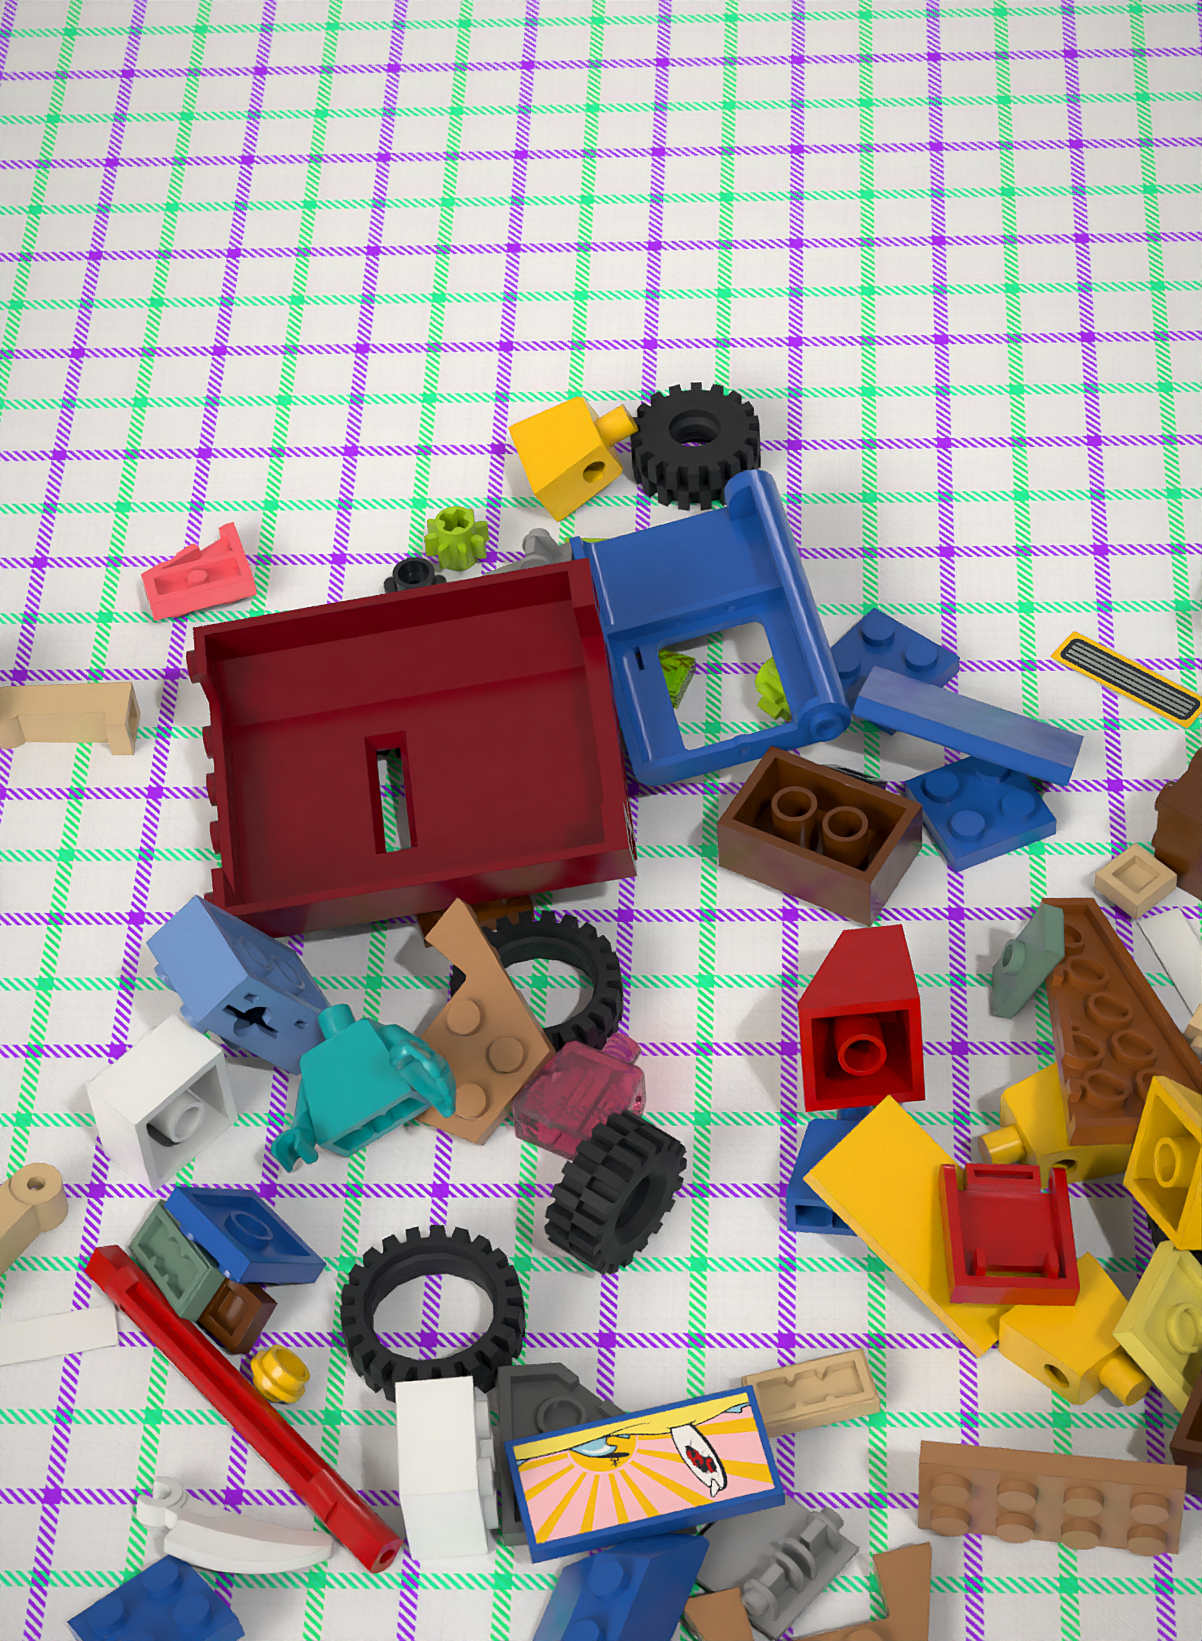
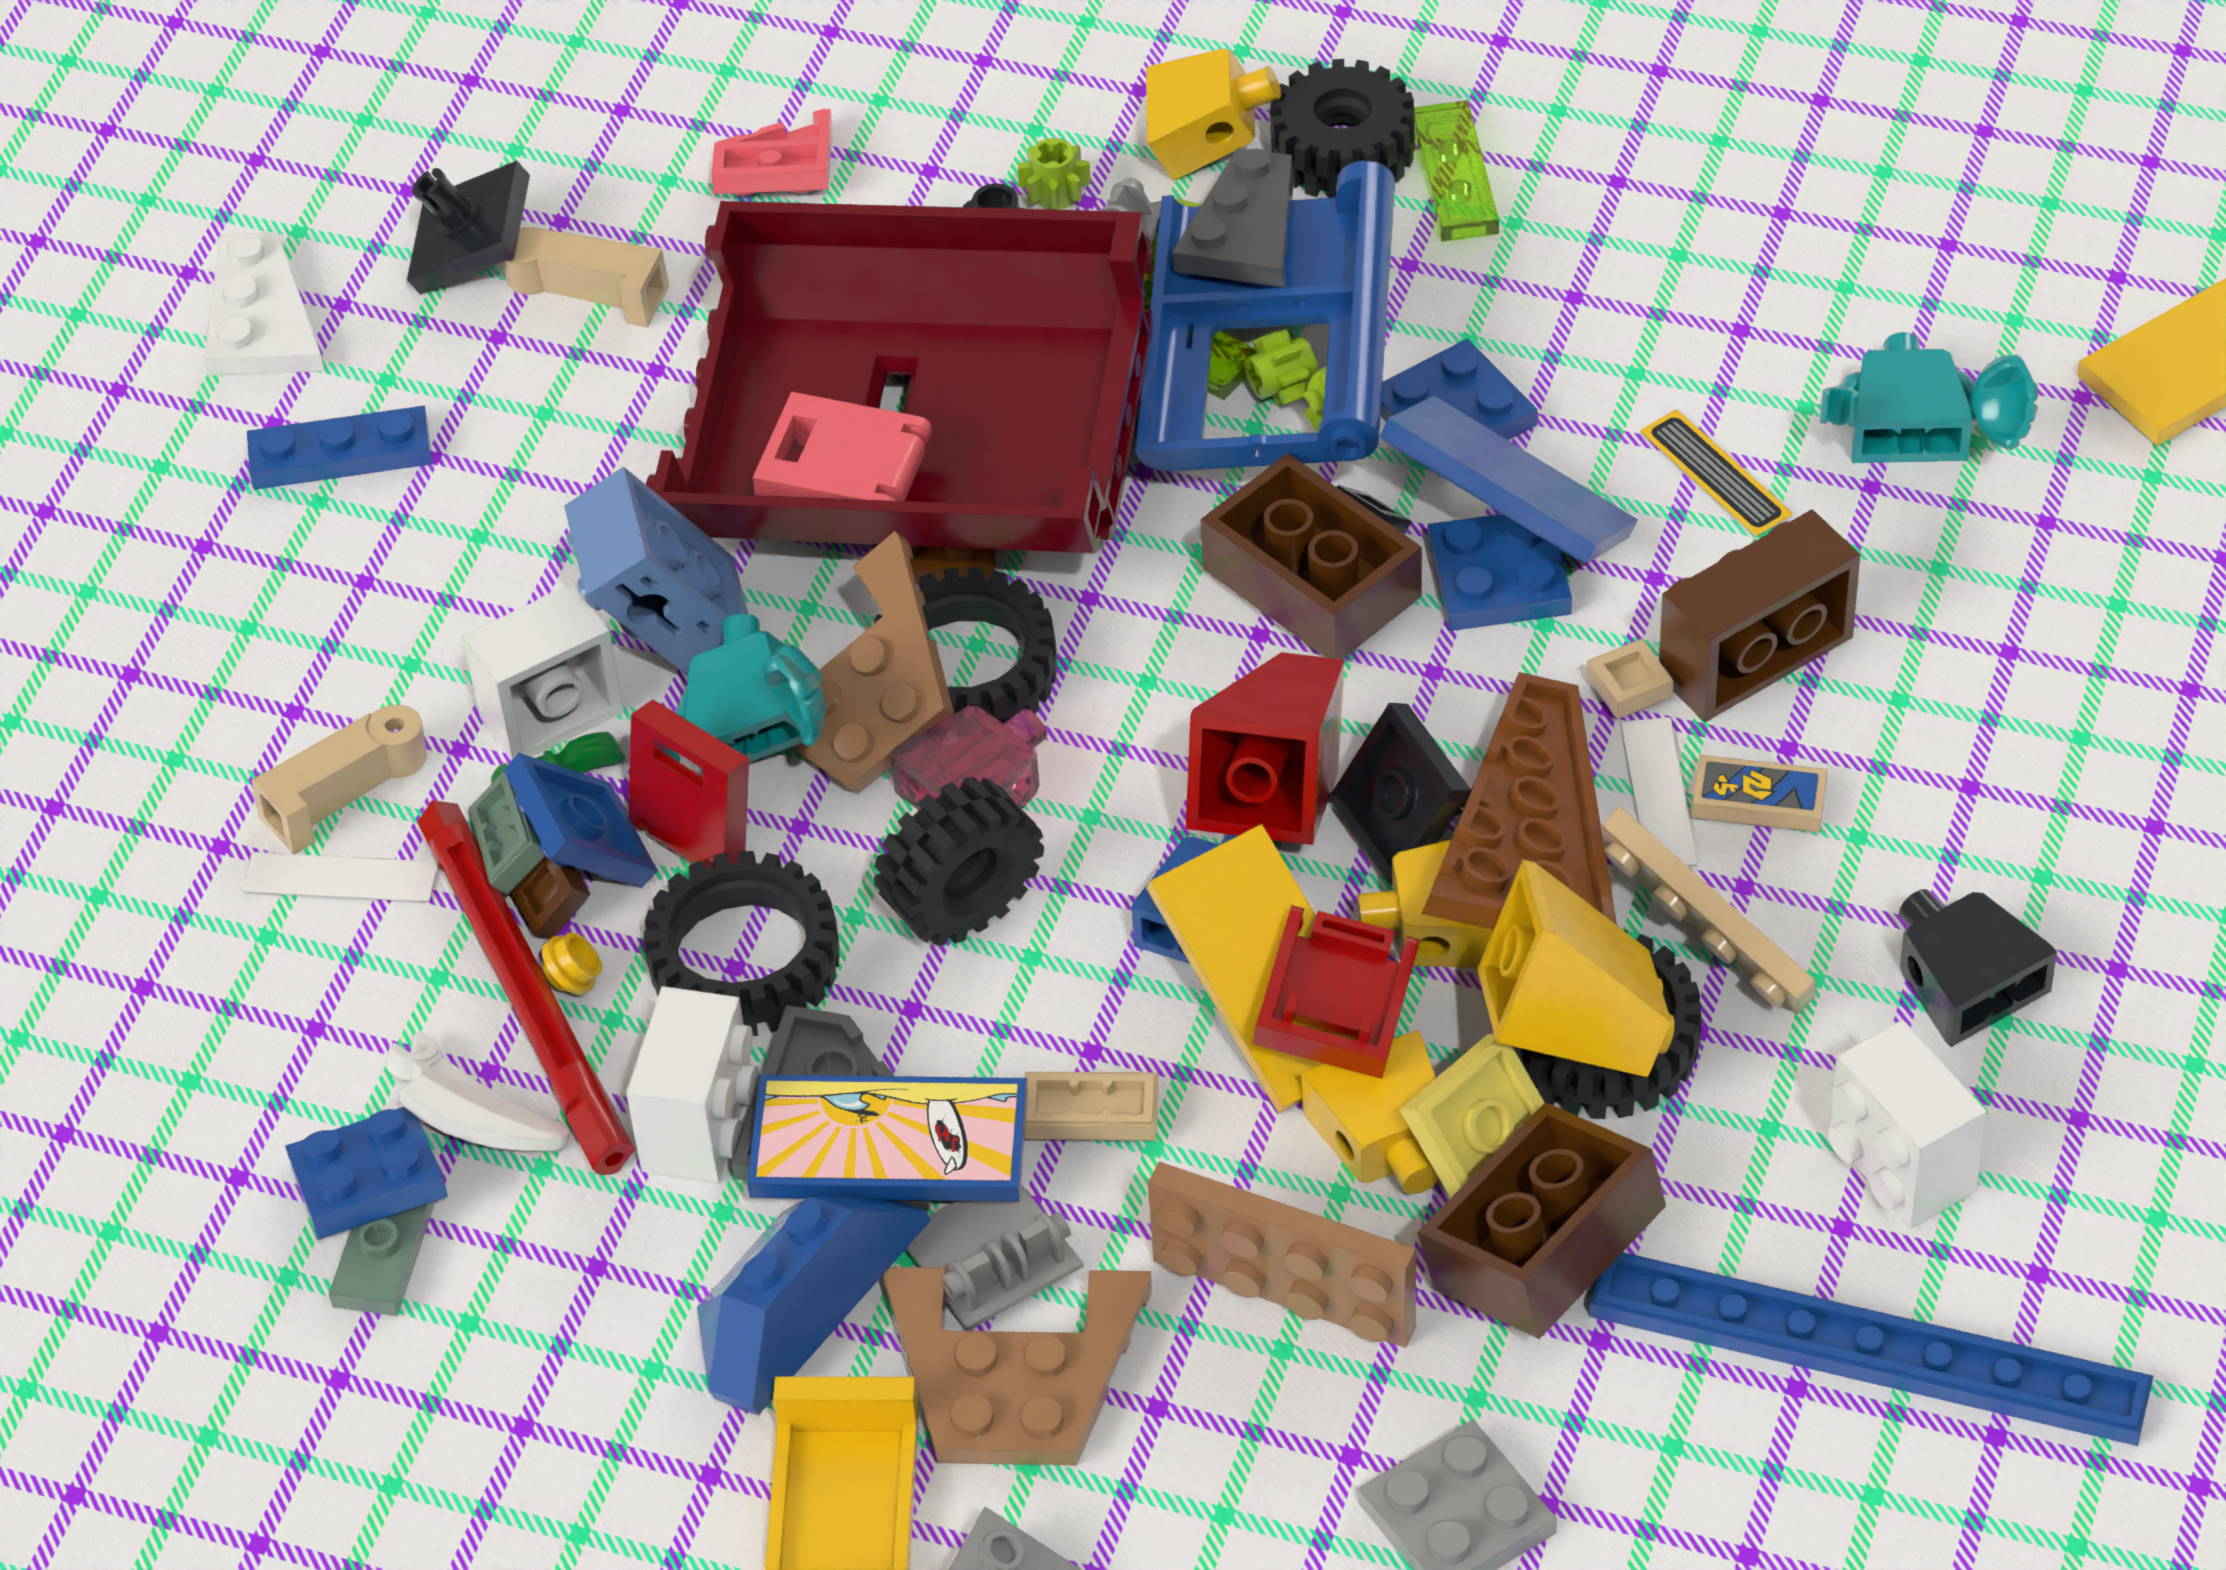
camera: 15 degrees right, 0 degrees up
(213, 1172) = (581, 754): none -> green piece
(335, 1199) = (676, 804): none -> red container
(382, 833) = (846, 451): none -> coral container
(653, 547) = (1242, 222): none -> dark grey wing
(724, 669) = (1280, 367): none -> lime gear
(805, 464) = (1455, 171): none -> clear neon green tile
(984, 1032) = (1399, 788): none -> black tile
(1027, 961) = (1476, 726): sand green plate -> none

